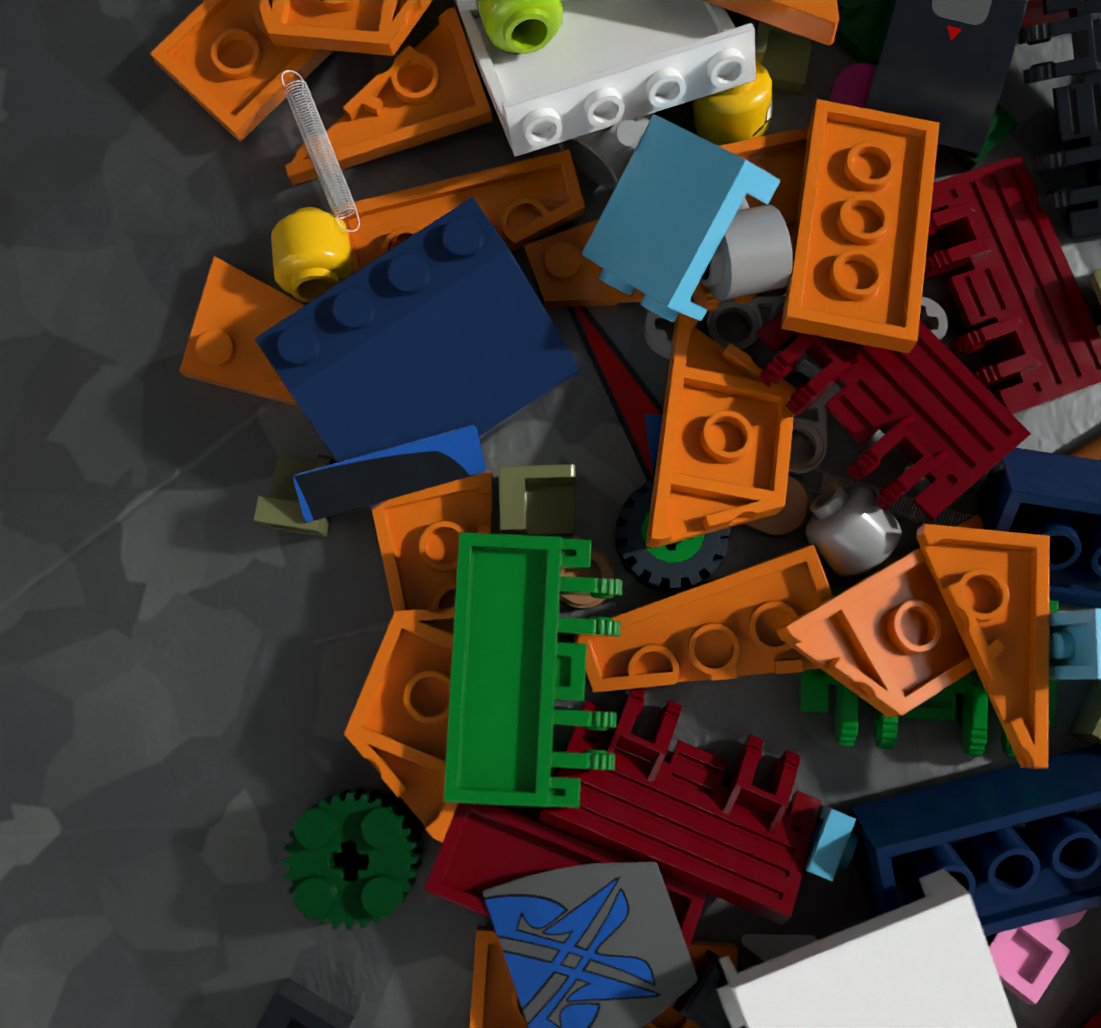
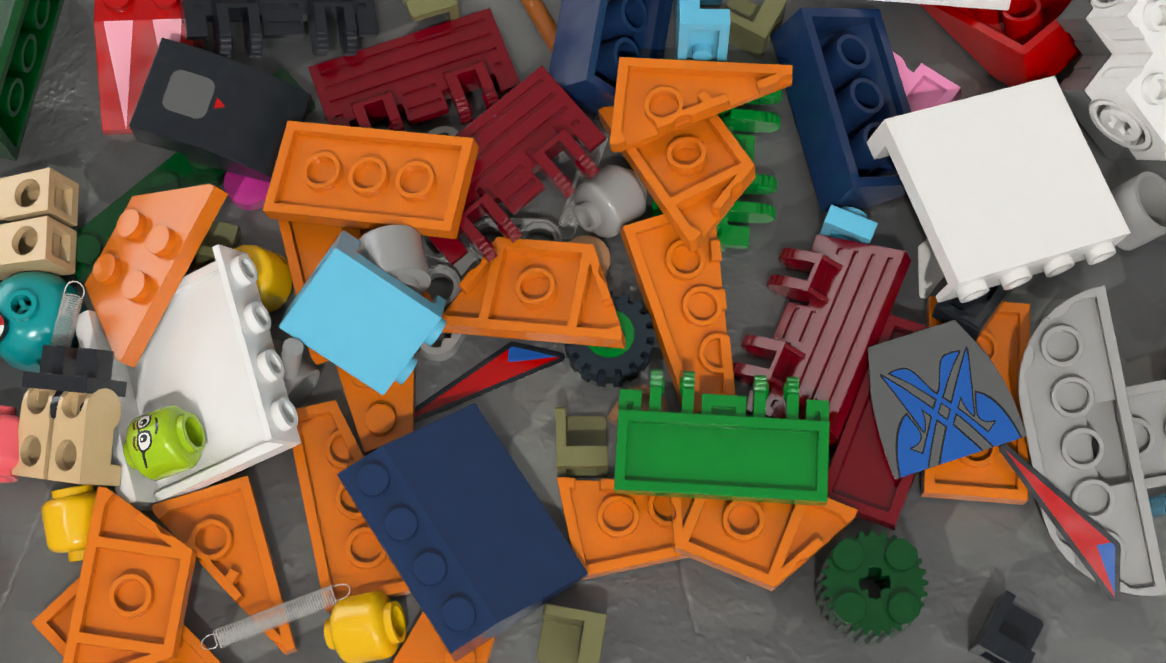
camera: 90 degrees left, 10 degrees down
(389, 473) = (560, 554): black sticker -> none

